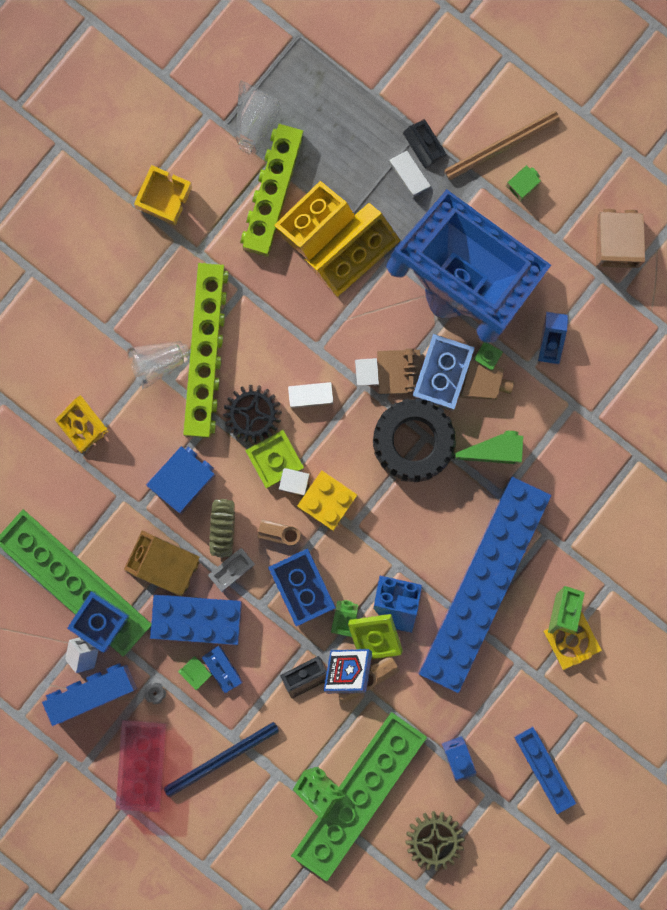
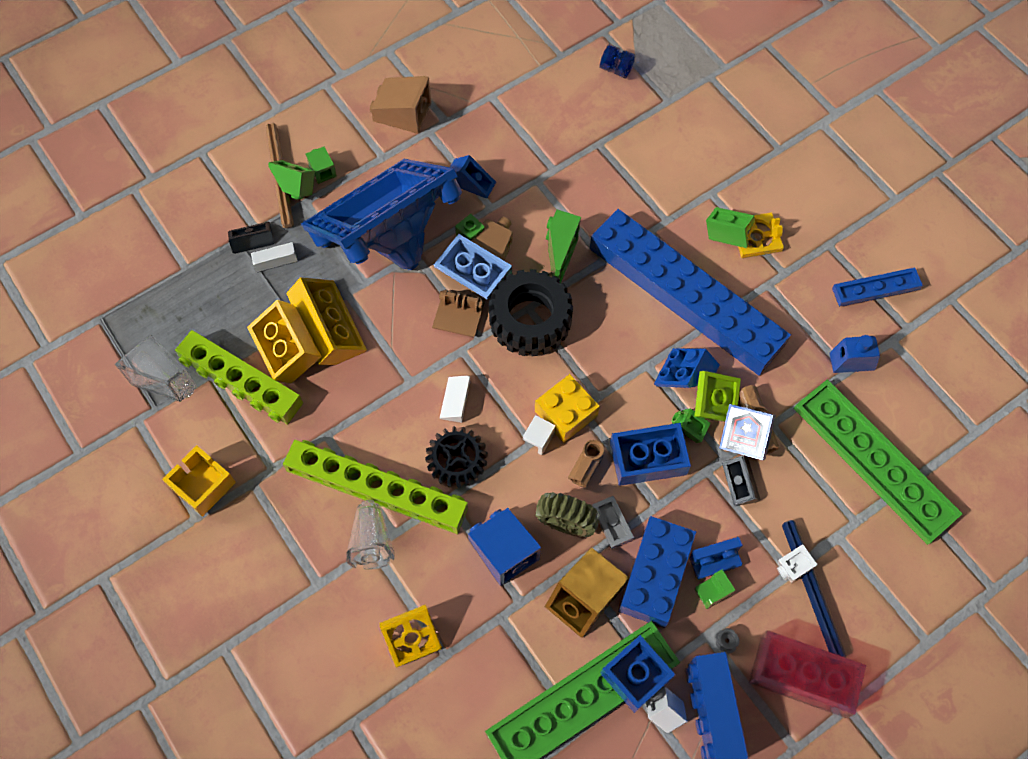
camera: 75 degrees left, 20 degrees down
(235, 739) = (796, 564): none -> white bracket
(272, 457) = (508, 450): lime plate -> none
(318, 791) = (867, 495): bright green bracket -> none
(366, 372) = (450, 337): white panel -> none
(444, 841) = (940, 395): olive gear -> none
(496, 162) = (293, 178): none -> bright green slope

